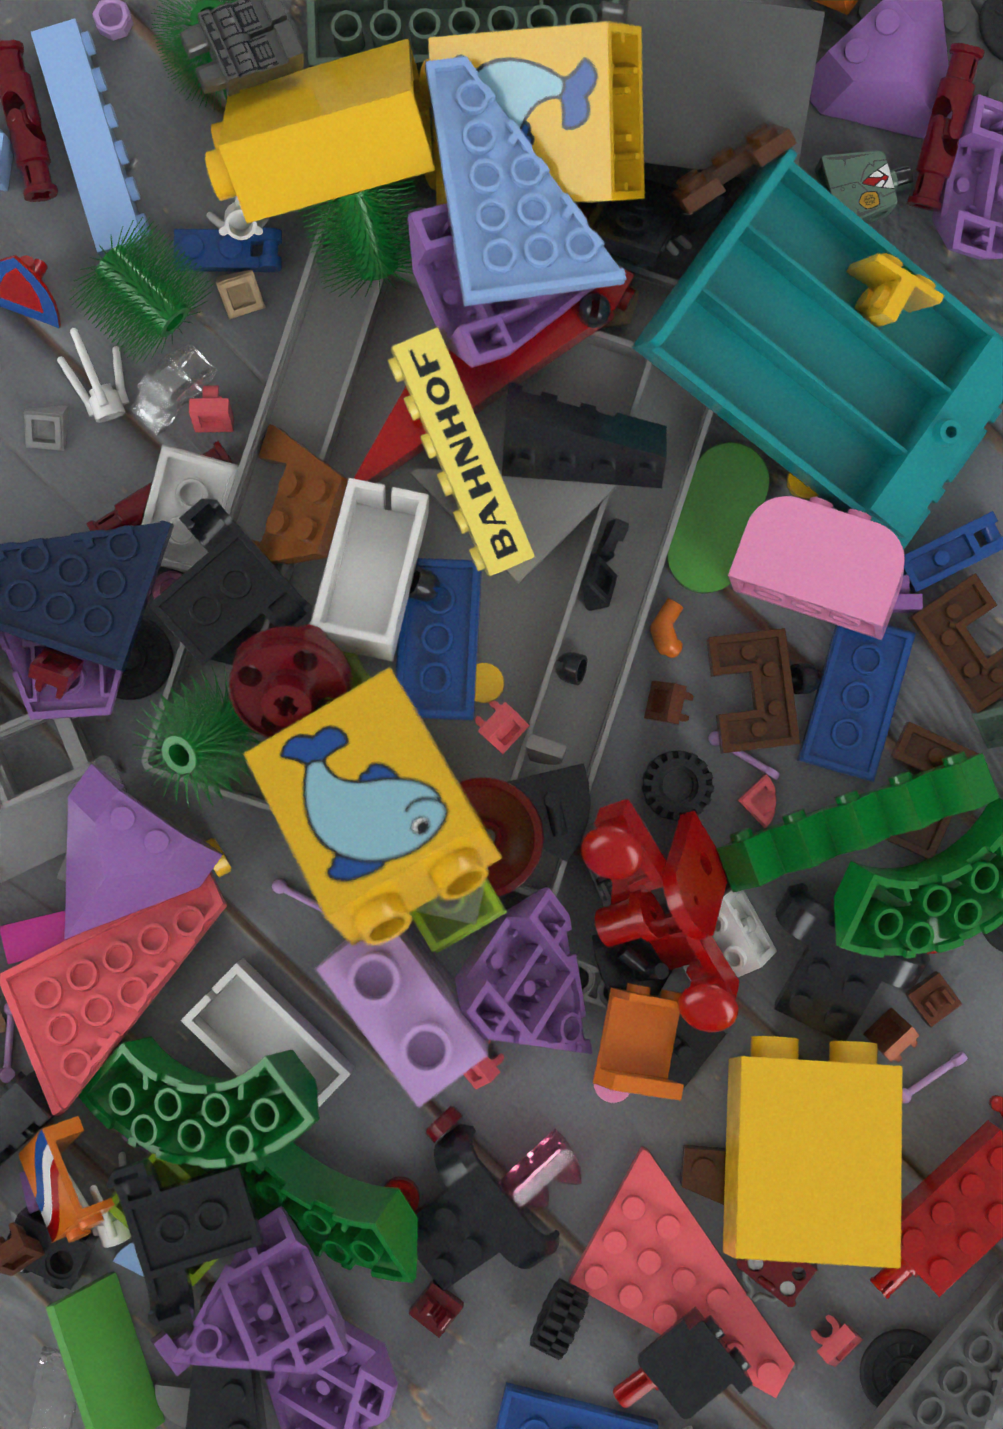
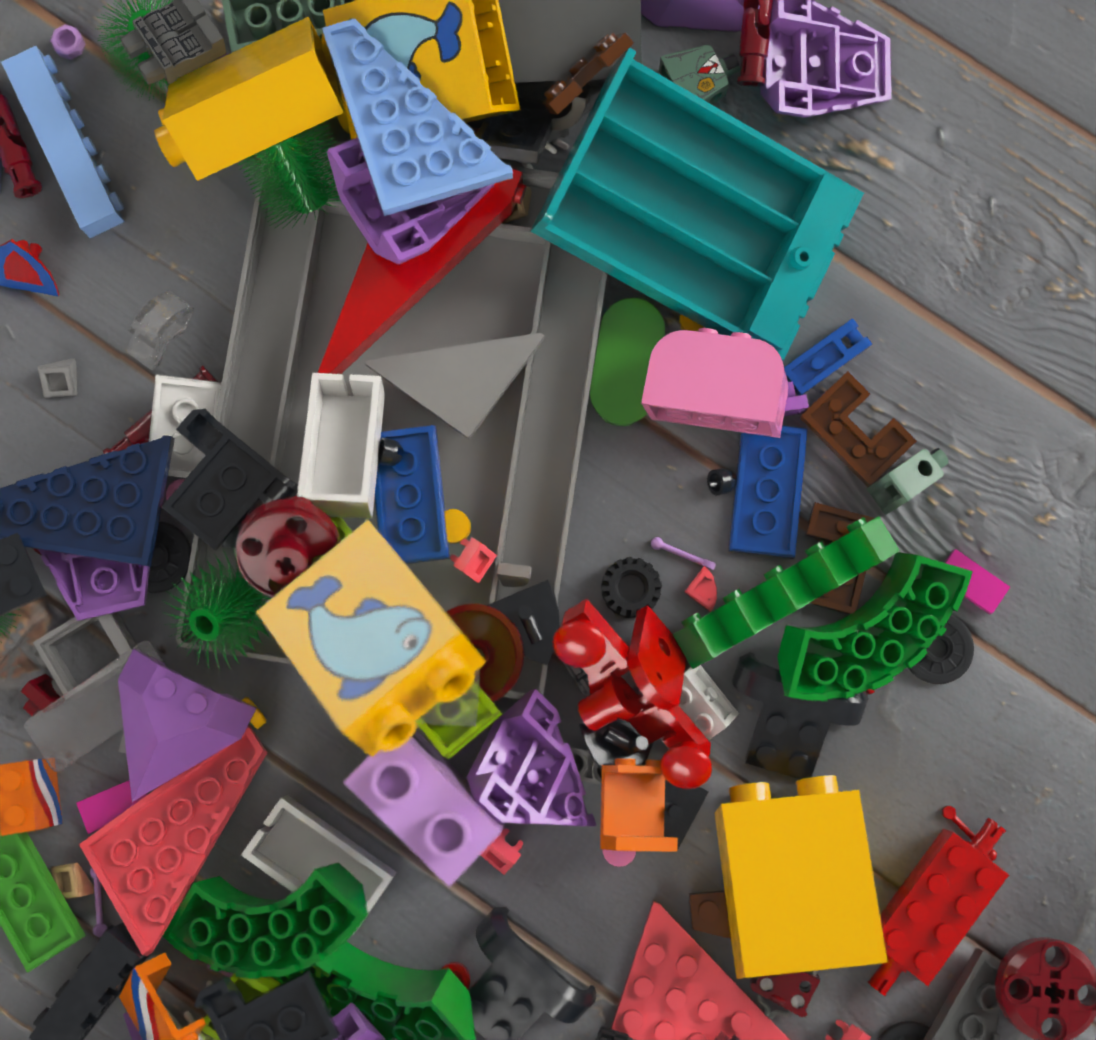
camera: 10 degrees left, 5 degrees down
(55, 669) = (91, 573): dark red tile -> none
(104, 402) = (104, 349): white plant -> none
(142, 290) = (120, 251): green piece -> none
(211, 412) = (194, 343): coral tile -> none
(228, 254) = (188, 211): blue plate -> none
(235, 223) = (192, 187): white plant -> none
(240, 293) = (204, 244): tan slope -> none
(280, 886) = (310, 729): lavender hinge -> none
(305, 504) = (280, 402): dark orange wing -> none
(443, 1123) = (480, 908): dark red tile -> none
(461, 451) = (402, 336): light yellow brick -> none
(547, 1161) = (576, 925): clear pink tile -> none
(573, 667) = (527, 503): black hinge -> none
(579, 443) = (498, 315): black wedge -> none
(585, 307) = (485, 204): black hinge -> none
(598, 584) = (536, 430): black slope -> none
(614, 532) = (542, 387): black tile -> none
(663, 631) = (598, 462): orange arm -> none
(666, 702) = (610, 519): copper tile -> none
(768, 664) = (701, 515): reddish brown plate -> none
(891, 289) = (734, 149): yellow bracket -> none
(892, 1035) = (848, 768): copper tile -> none
(933, 998) = (878, 732): copper tile -> none
(956, 1060) = (869, 818): lavender hinge -> none

